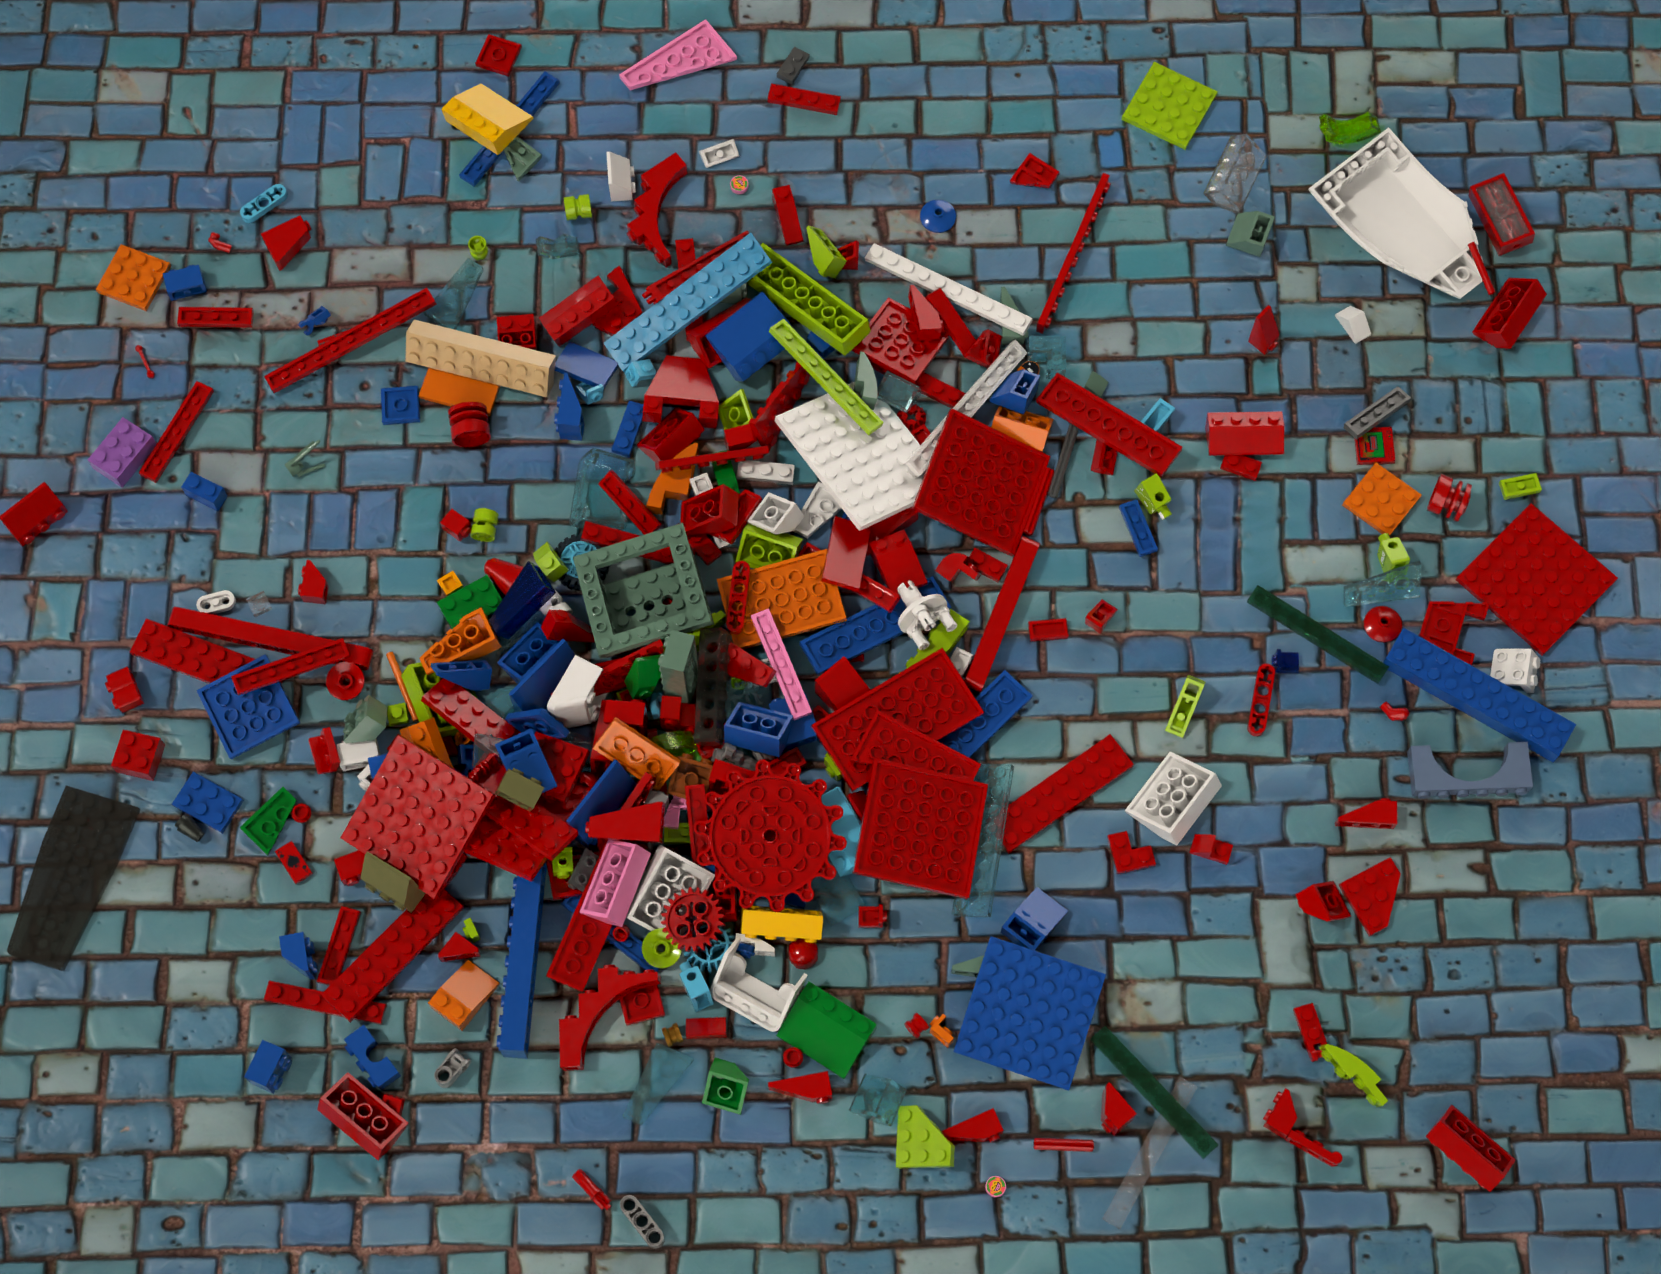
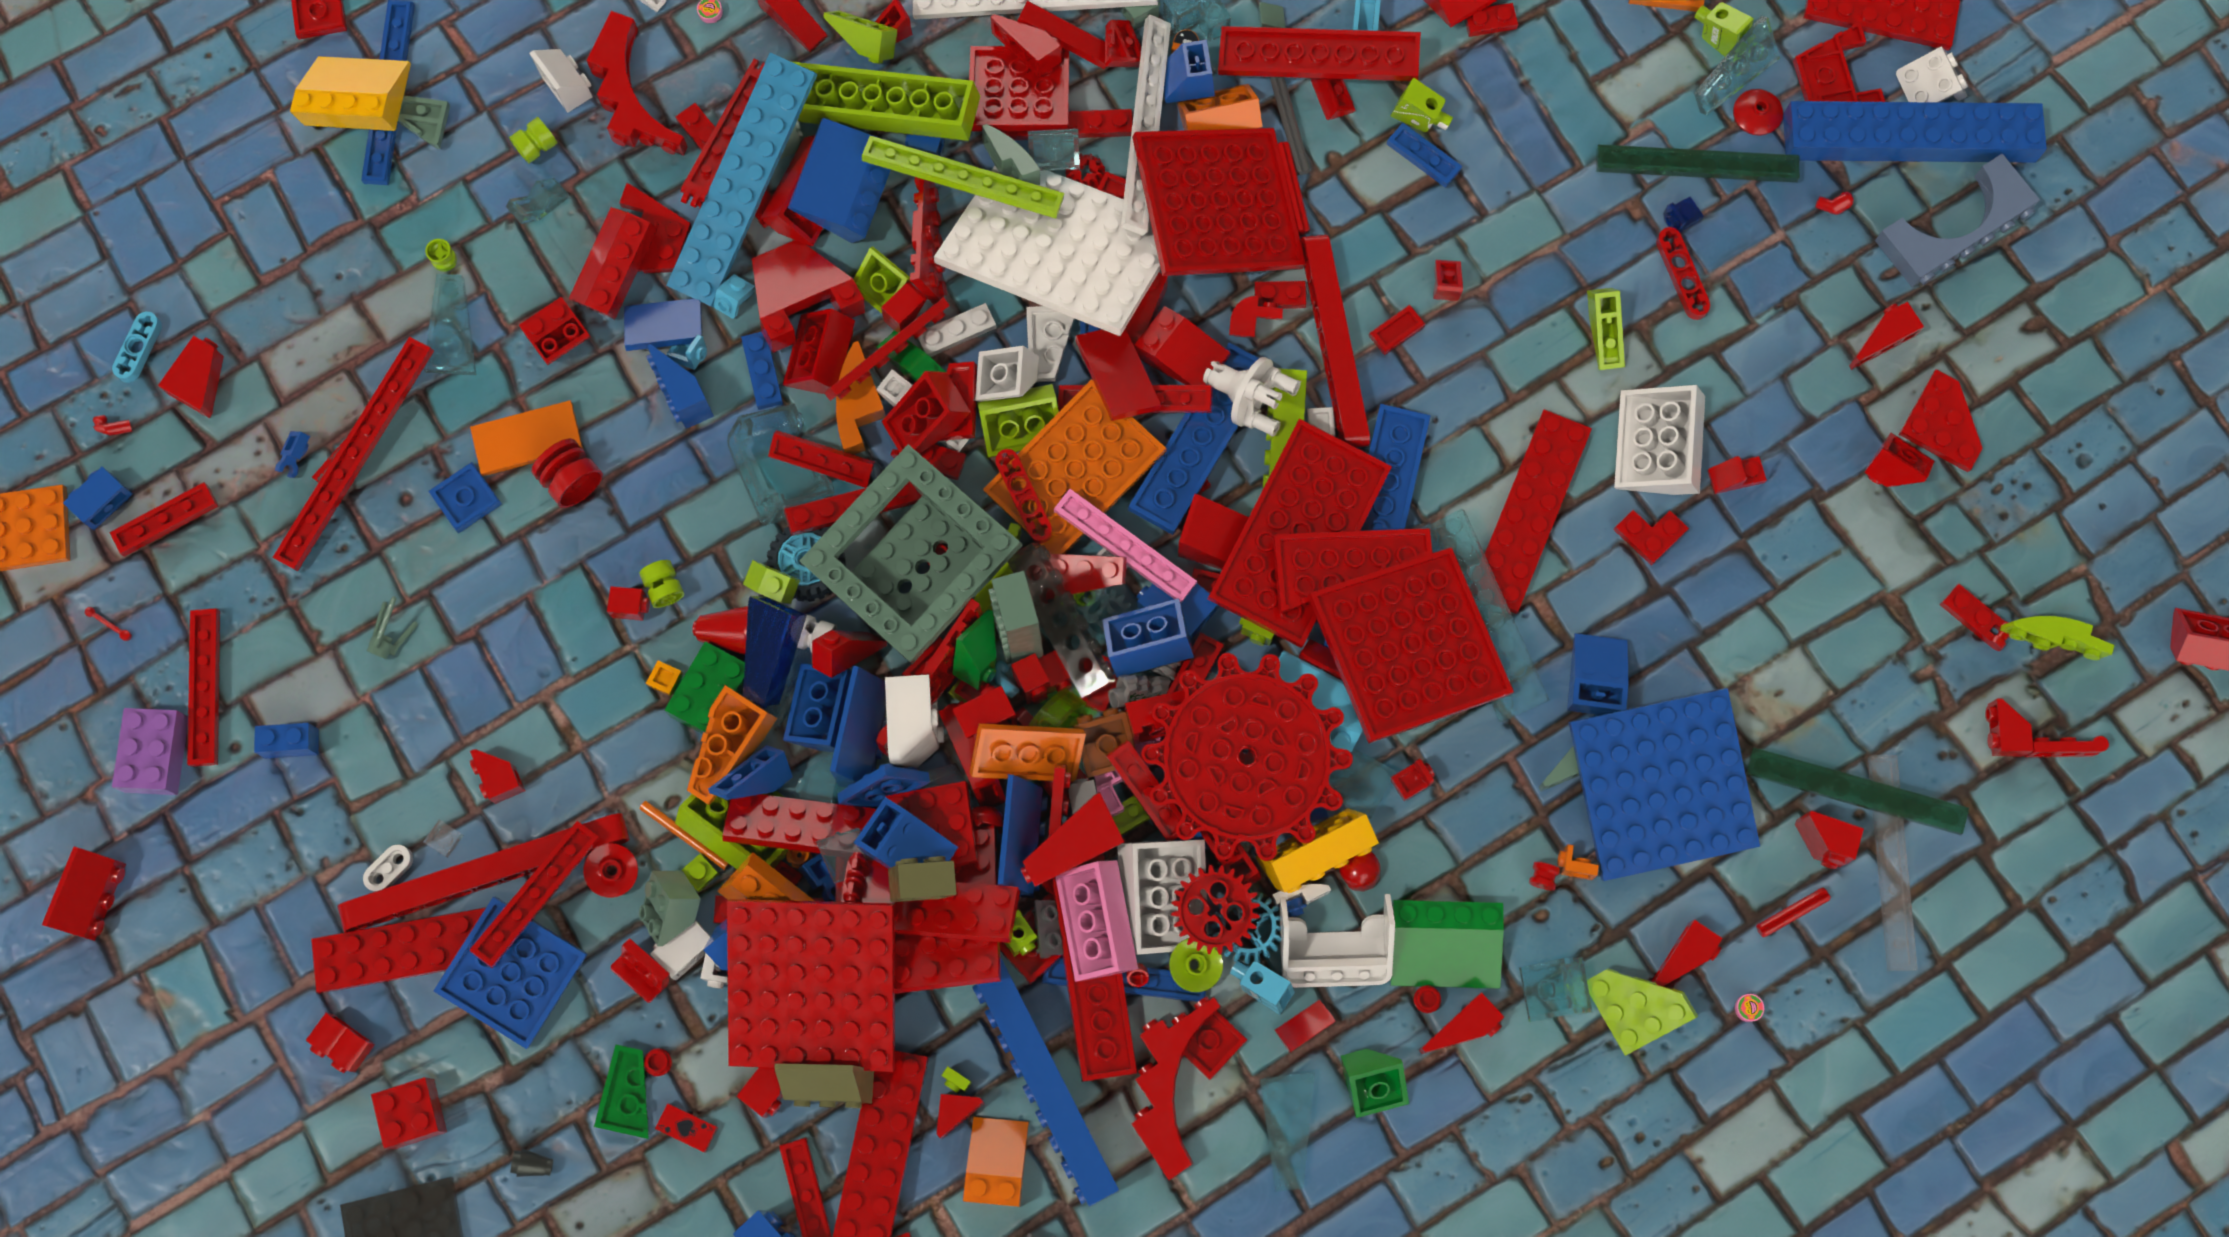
camera: 30 degrees left, 5 degrees up
(207, 802) = (532, 1118): blue plate -> none
(480, 358) = (529, 386): tan brick -> none
(672, 1035) = (1273, 1059): pearl gold wheel -> none

